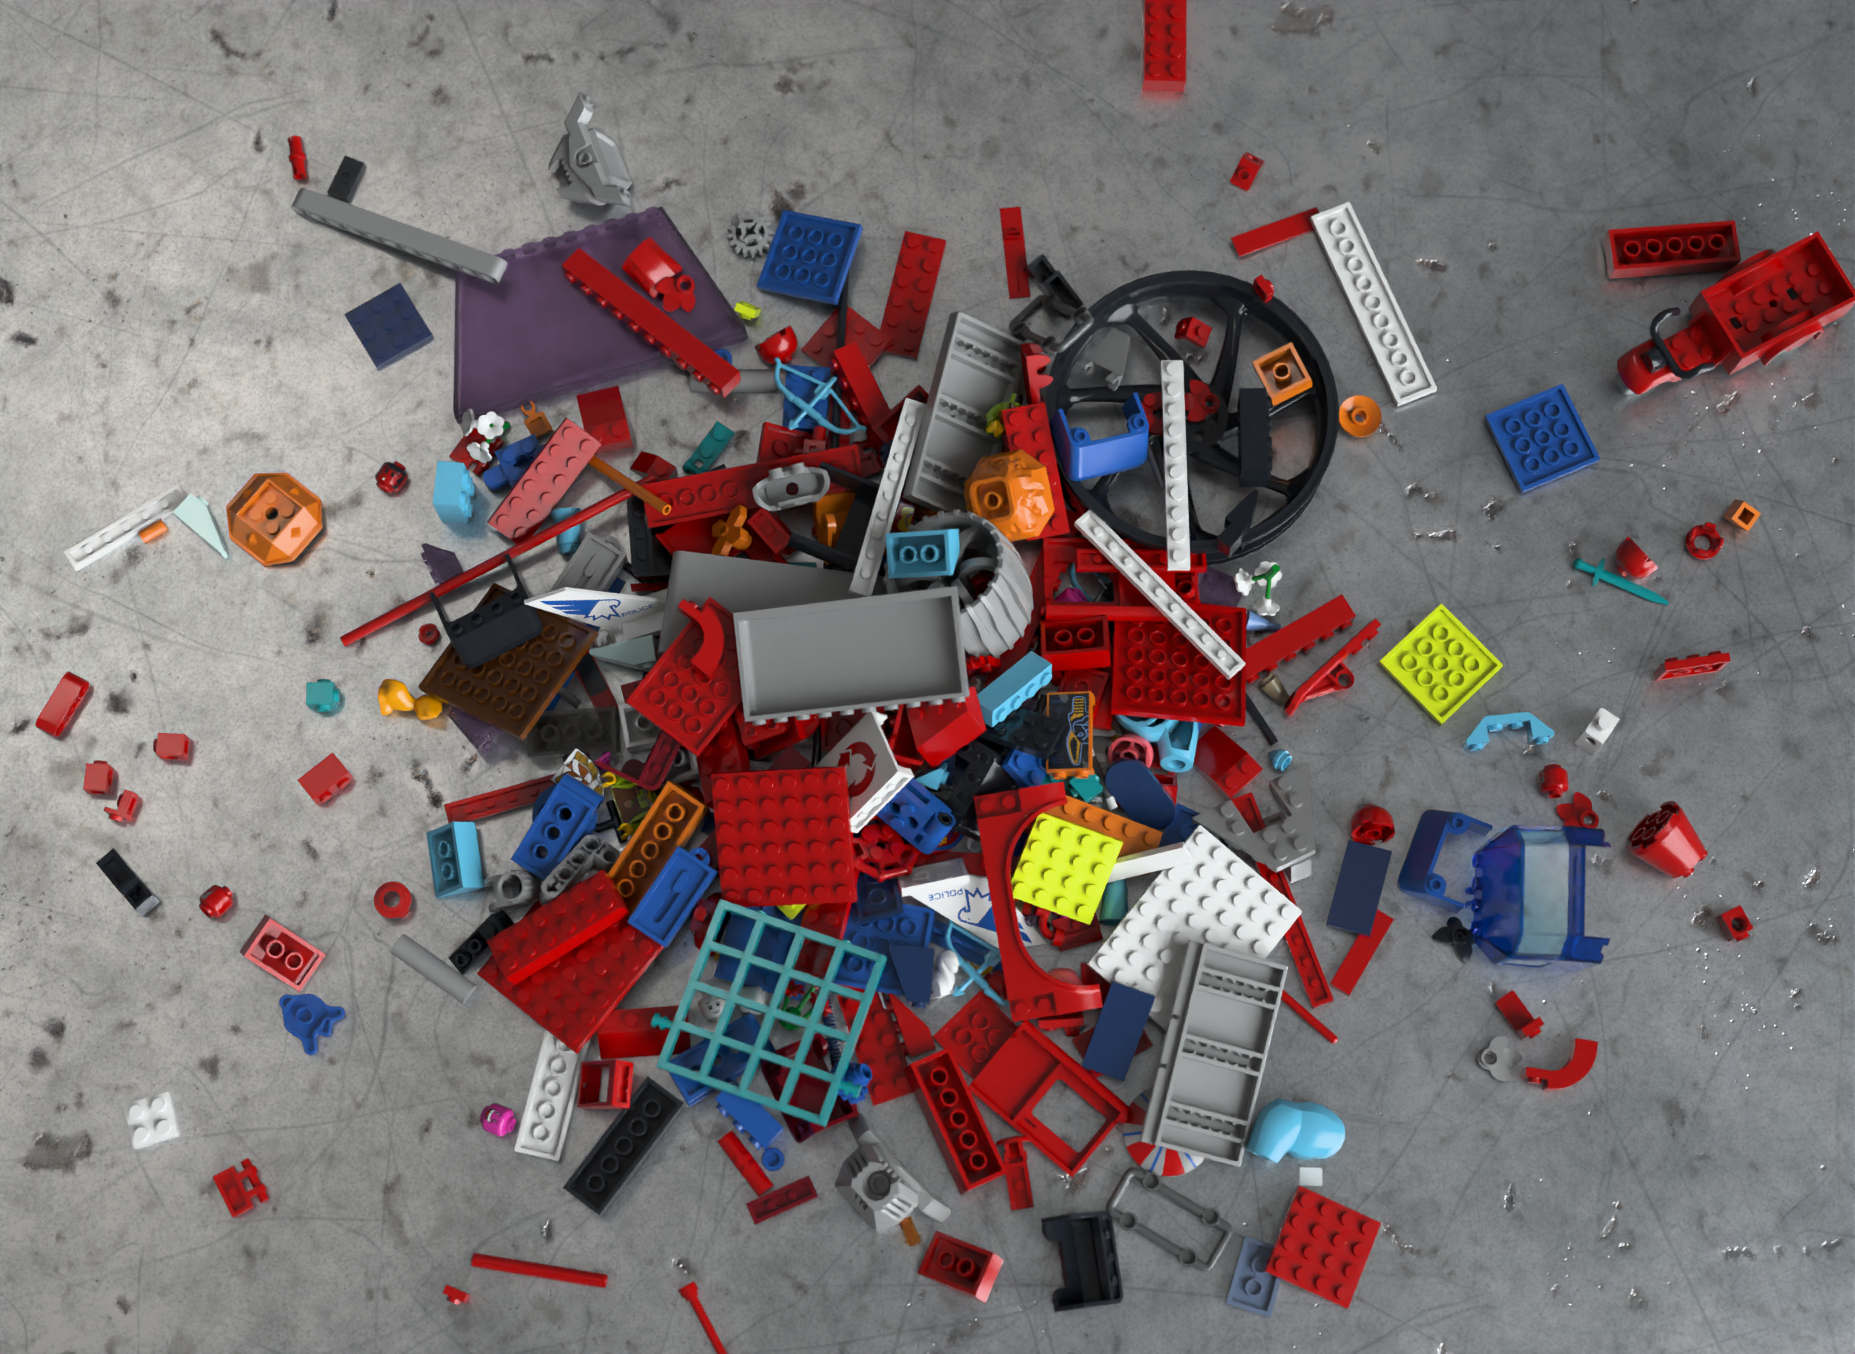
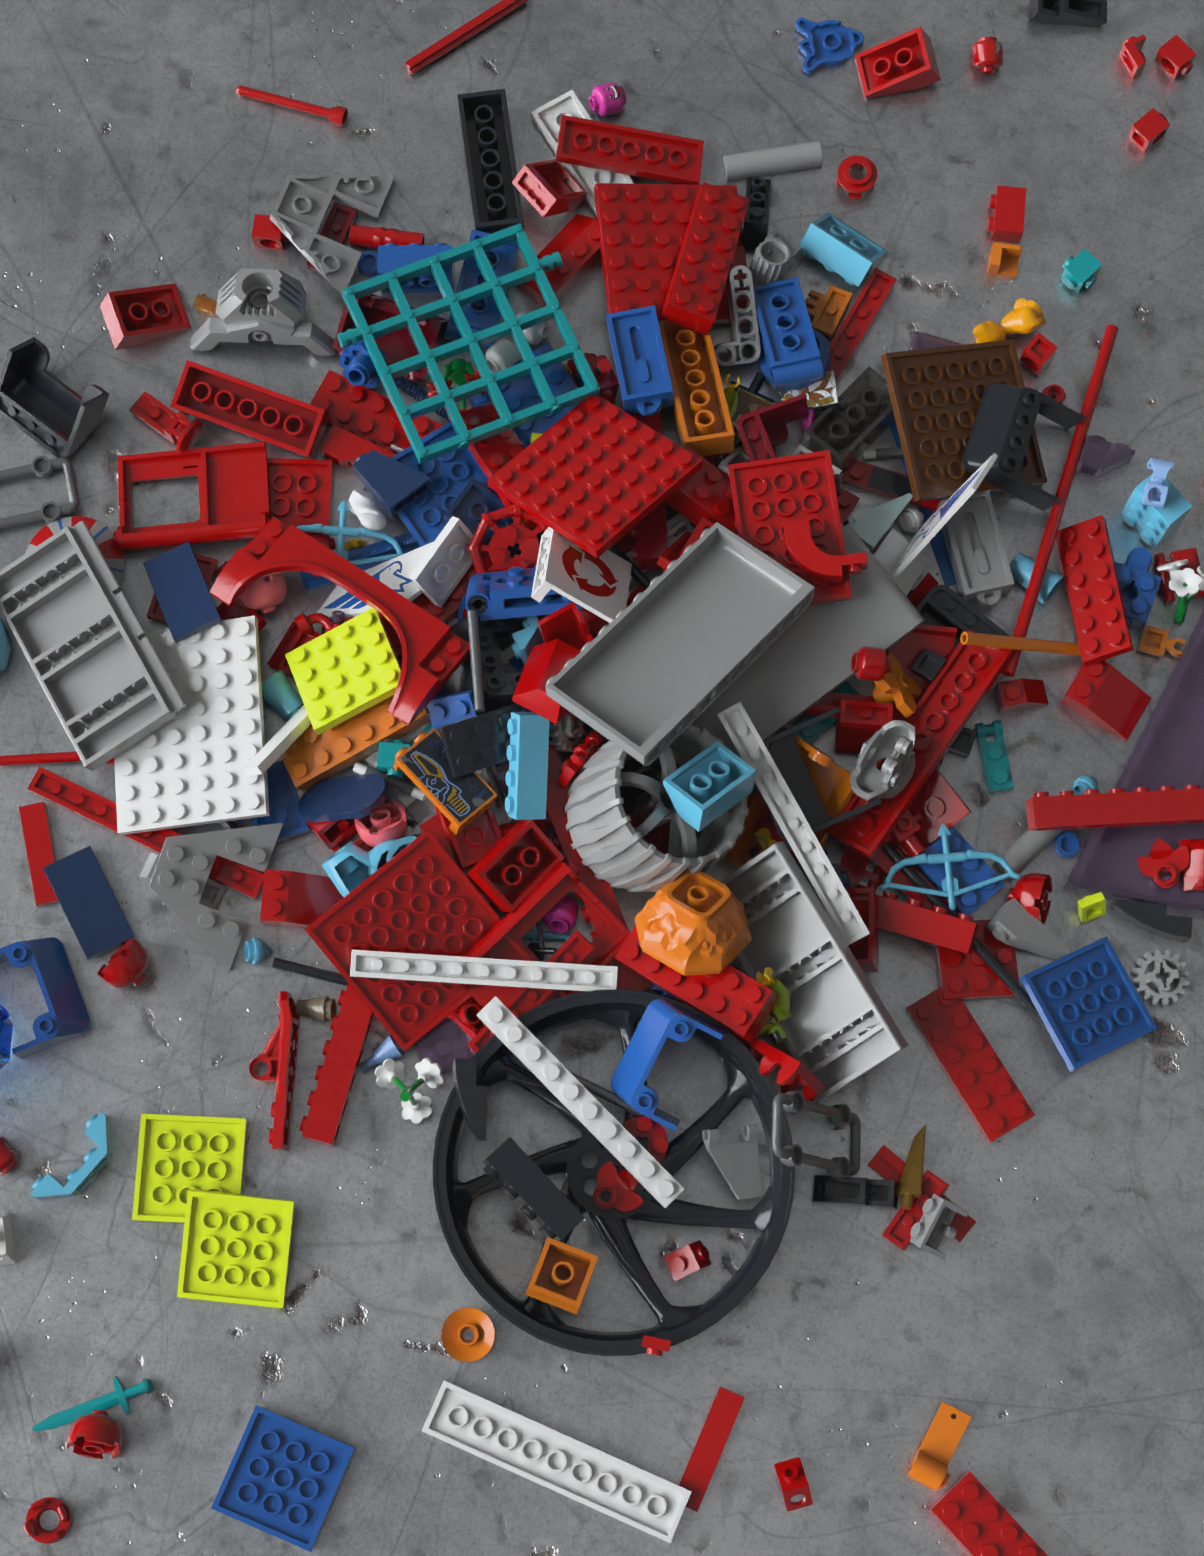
camera: 140 degrees right, 0 degrees up
(362, 752) = (1004, 259): none -> orange panel
(410, 665) = (1038, 354): none -> red brick
(452, 486) = (1155, 490): none -> light blue leg
(508, 827) = (828, 309): none -> orange hinge
(523, 1063) = (629, 150): none -> red plate
(674, 380) = (1084, 783): none -> medium azure plate
(696, 530) = (928, 665): none -> black plate
(717, 267) = (1154, 919): none -> black slope
(739, 549) = (870, 663): none -> red head
(786, 1232) = (303, 207): none -> light grey wing
(806, 337) = (1022, 930): none -> light grey slope
(818, 1245) = (267, 234): none -> red brick
(982, 781) = (476, 666): none -> dark grey bar
(1011, 263) = (911, 1180): none -> pearl gold bar
(1028, 224) = (935, 1224): none -> light grey window
(1029, 244) = (900, 1227): none -> red tile
(1158, 111) = (938, 1447): none -> orange door
(1455, 588) = (236, 1248): none -> neon yellow plate

